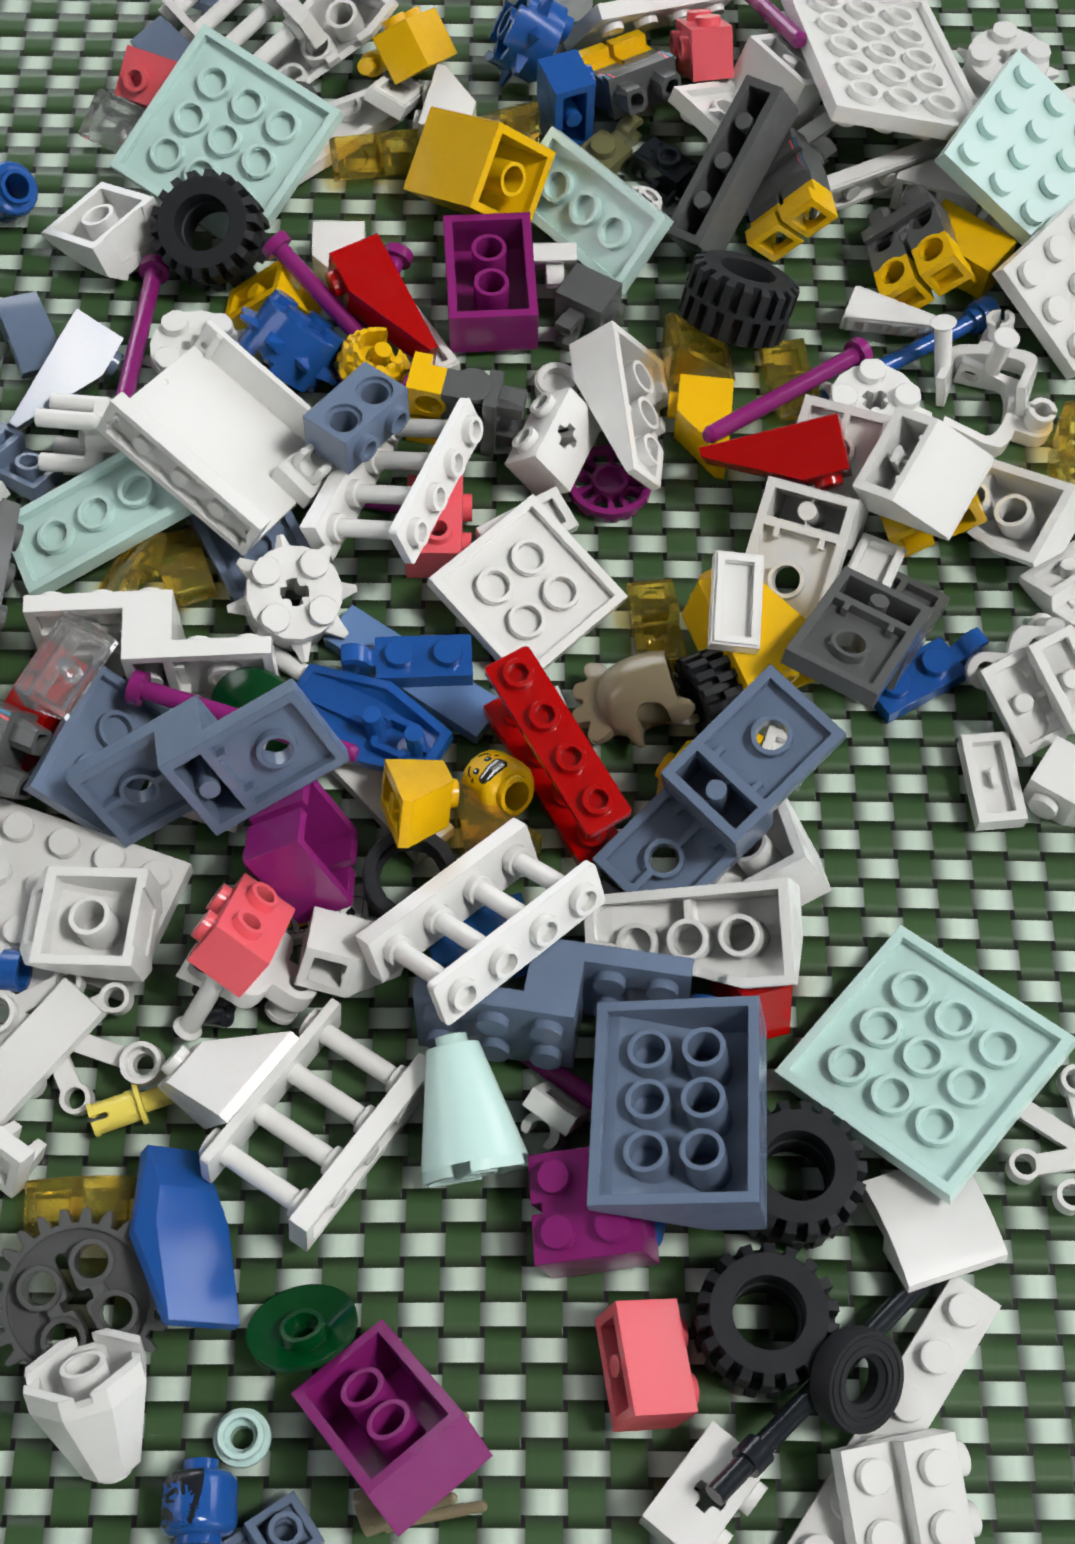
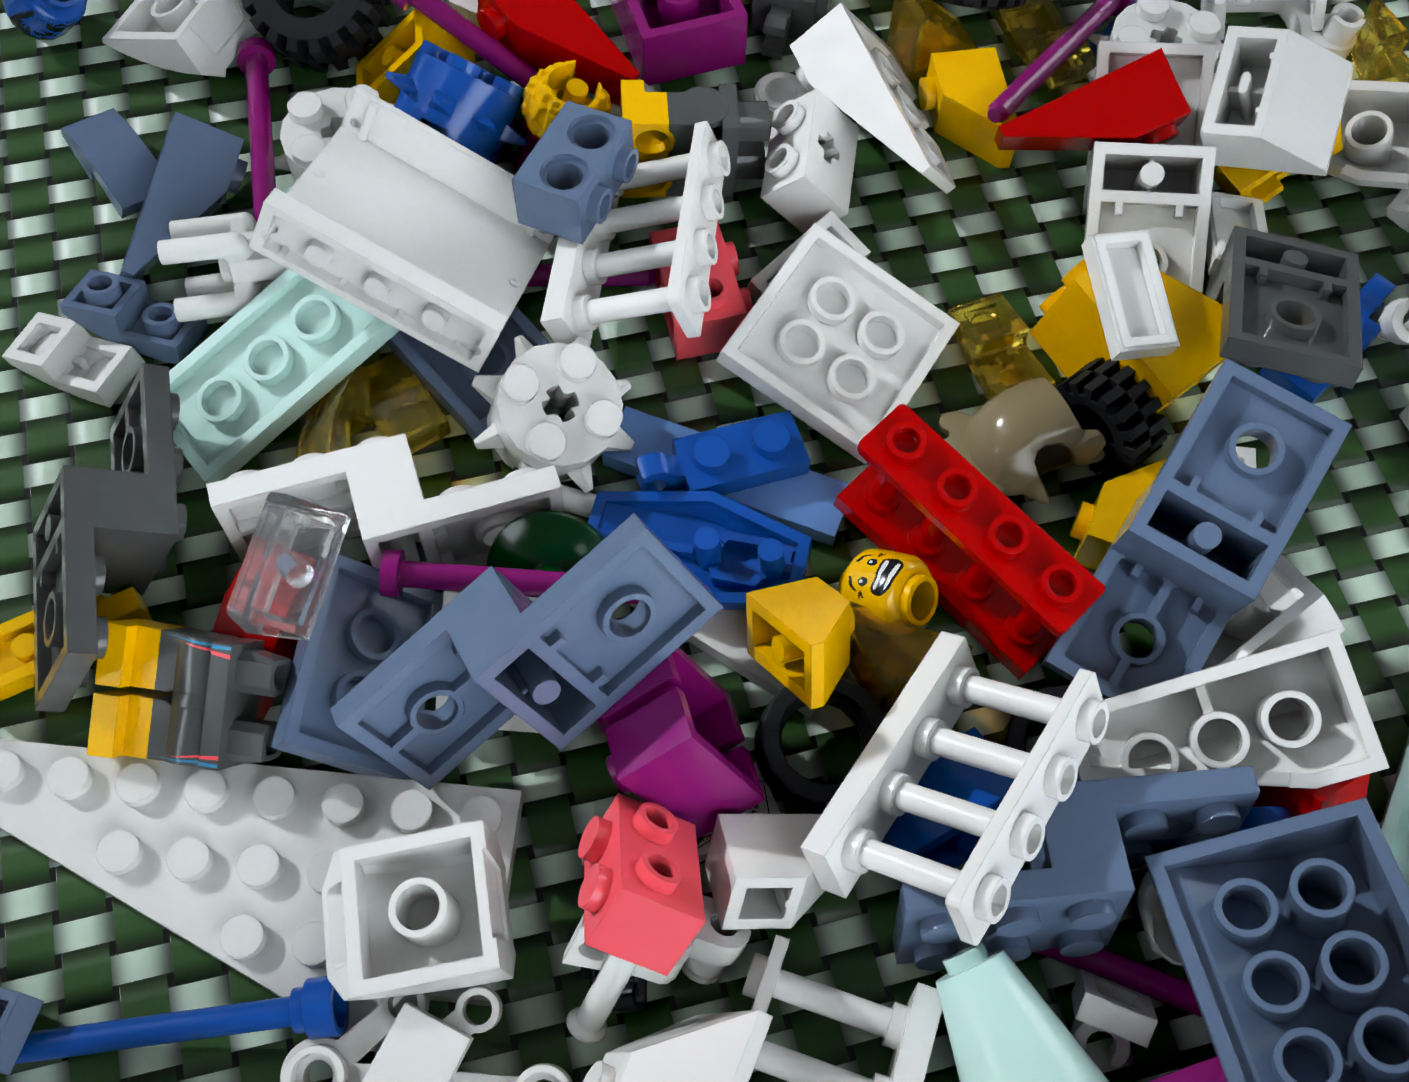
camera: 15 degrees left, 0 degrees up
(302, 475) = (521, 258): white tile -> none
(608, 484) = (887, 197): magenta wheel -> none

